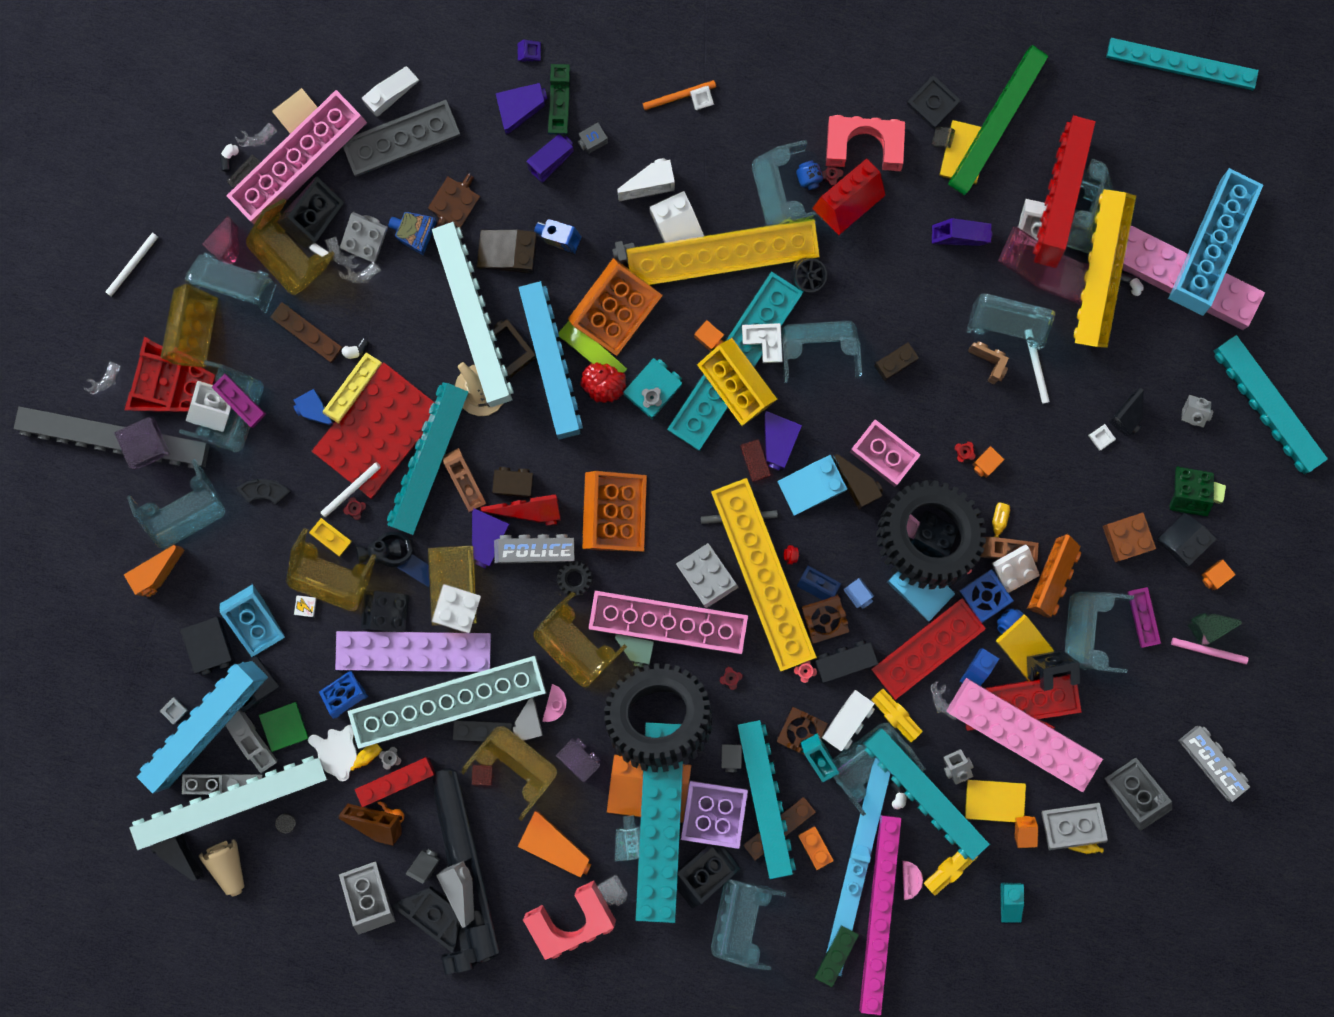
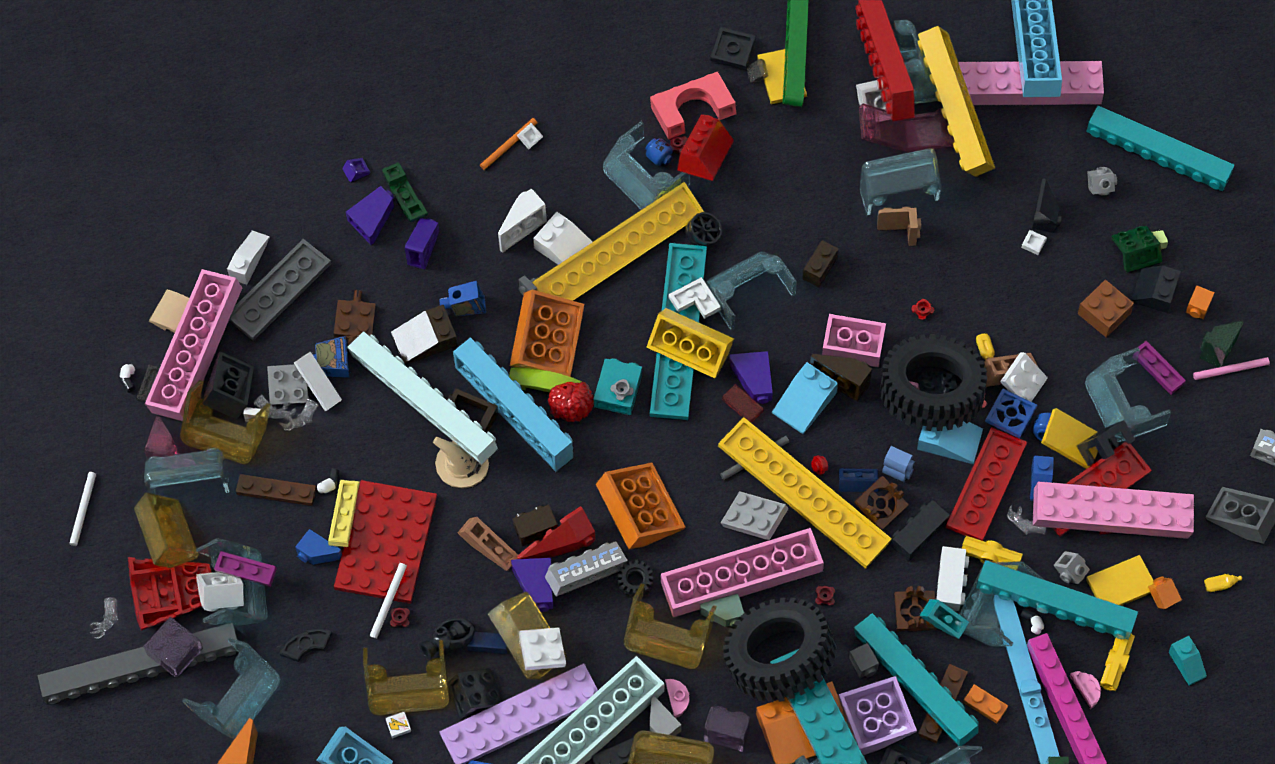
camera: 25 degrees left, 20 degrees down
(259, 139) = (148, 349): clear piece -> none
(330, 537) = (390, 652): yellow plate -> none
(389, 249) = (317, 381): none -> white tile
(427, 458) = (445, 539): teal brick -> none
(592, 138) = (451, 210): dark grey brick -> none
(709, 336) = (643, 320): orange brick -> none
(805, 676) = (887, 551): coral plate -> none
(961, 232) = (816, 136): dark purple slope -> none
(987, 462) = (947, 306): orange brick -> none
(1039, 374) = (945, 214): white bar -> none
(1054, 576) = (1061, 368): orange slope -> none
(1074, 826) = (1203, 568): light grey plate -> none
(1134, 282) = (987, 108): arm -> none

